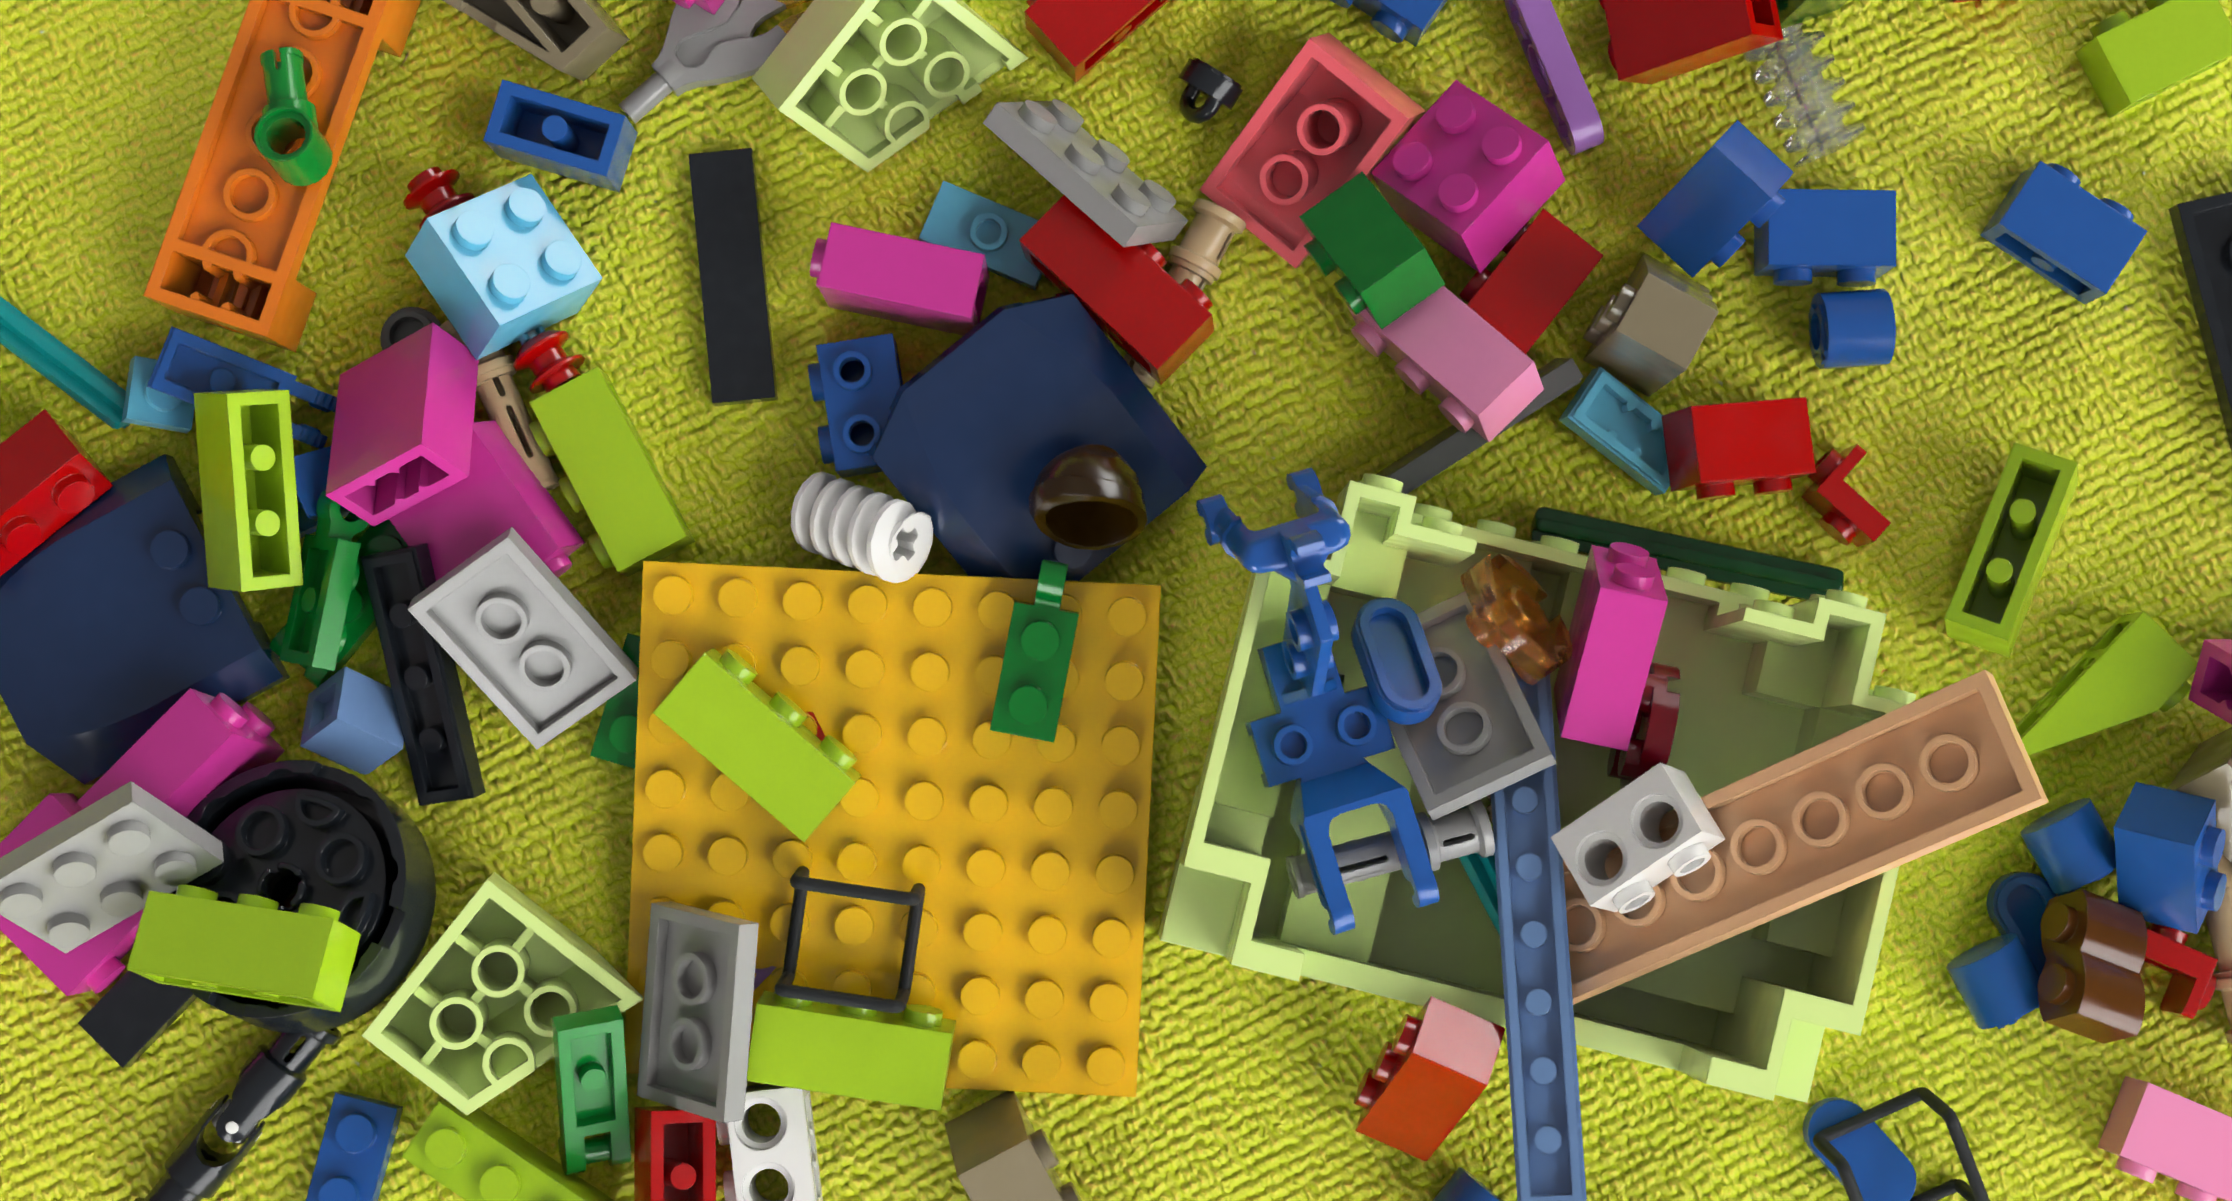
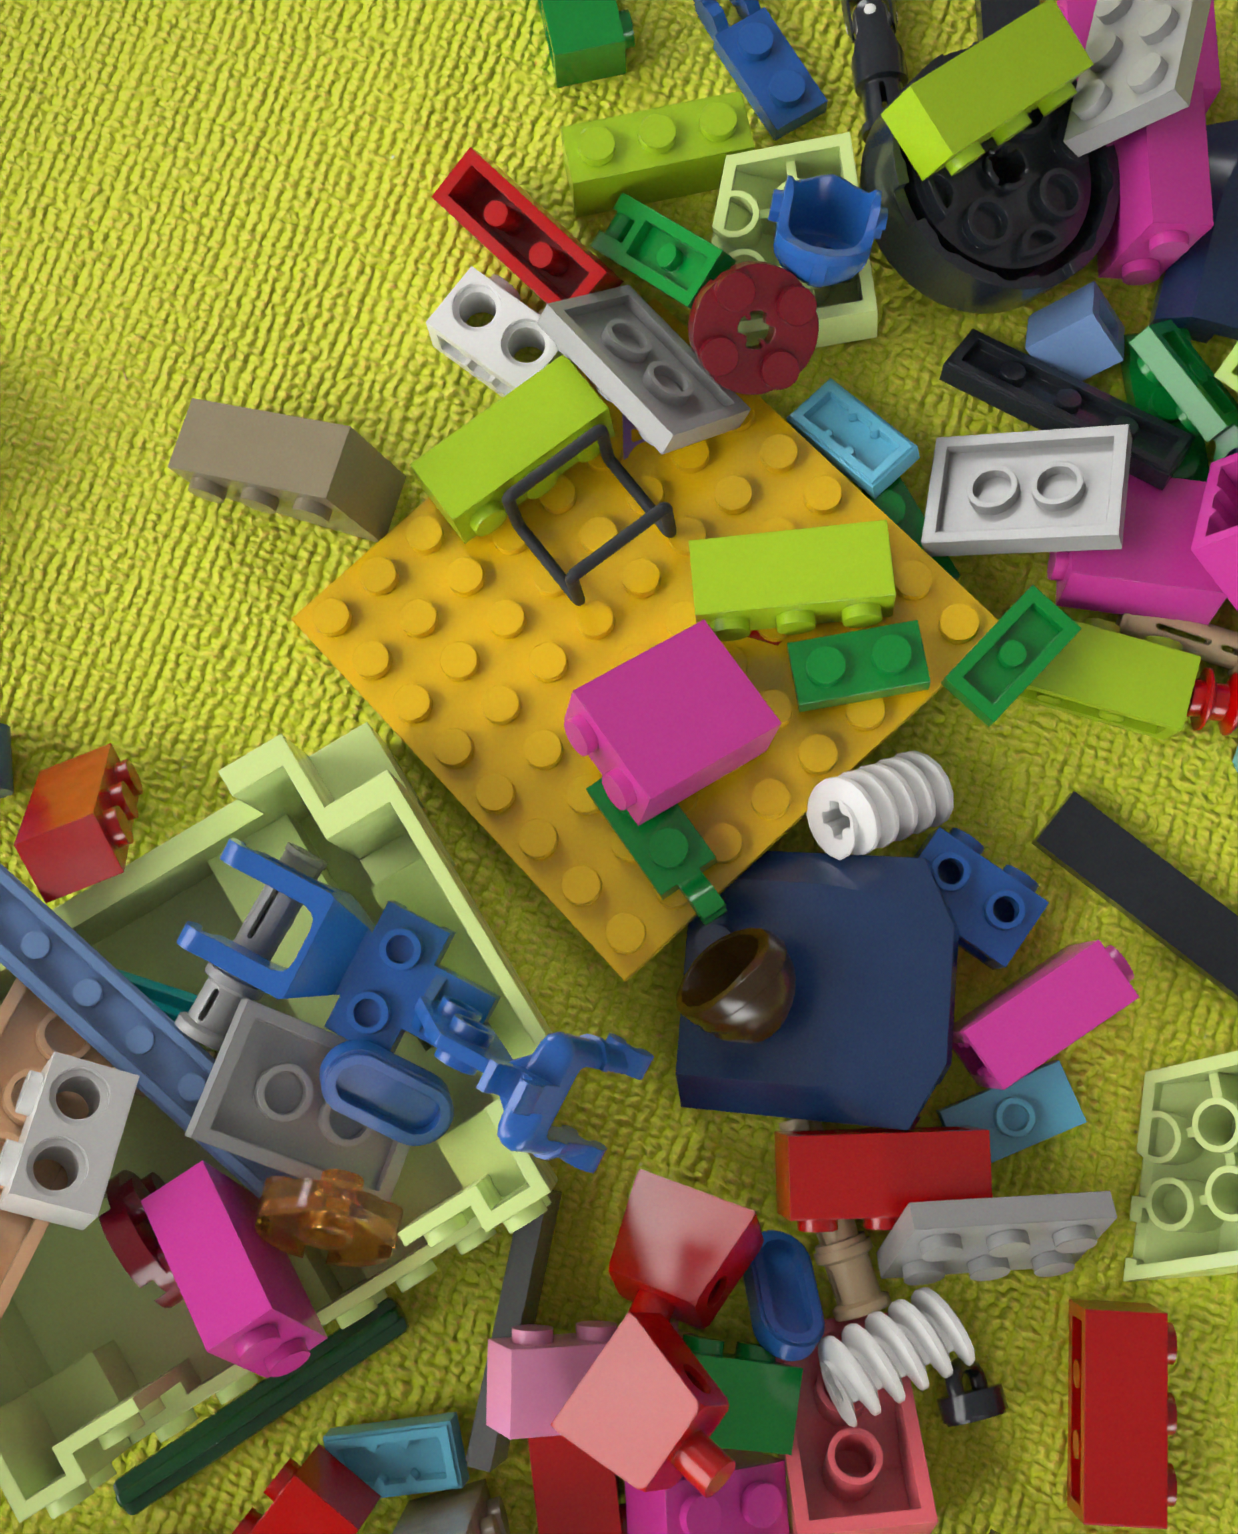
camera: 145 degrees right, 5 degrees down
(466, 971) = (825, 228): none -> blue cap
(595, 812) = (854, 438): none -> medium azure plate
(602, 920) = (787, 311): none -> dark red plate
(663, 535) = (1010, 655): none -> green plate
(776, 635) = (858, 666): none -> green plate
(951, 725) = (669, 722): none -> dark pink brick
(1230, 169) = (891, 1350): none -> white piece
(1264, 275) = (784, 1298): none -> blue tile
(1308, 369) = (681, 1250): none -> red torso
(1423, 288) = (649, 1410): none -> torso

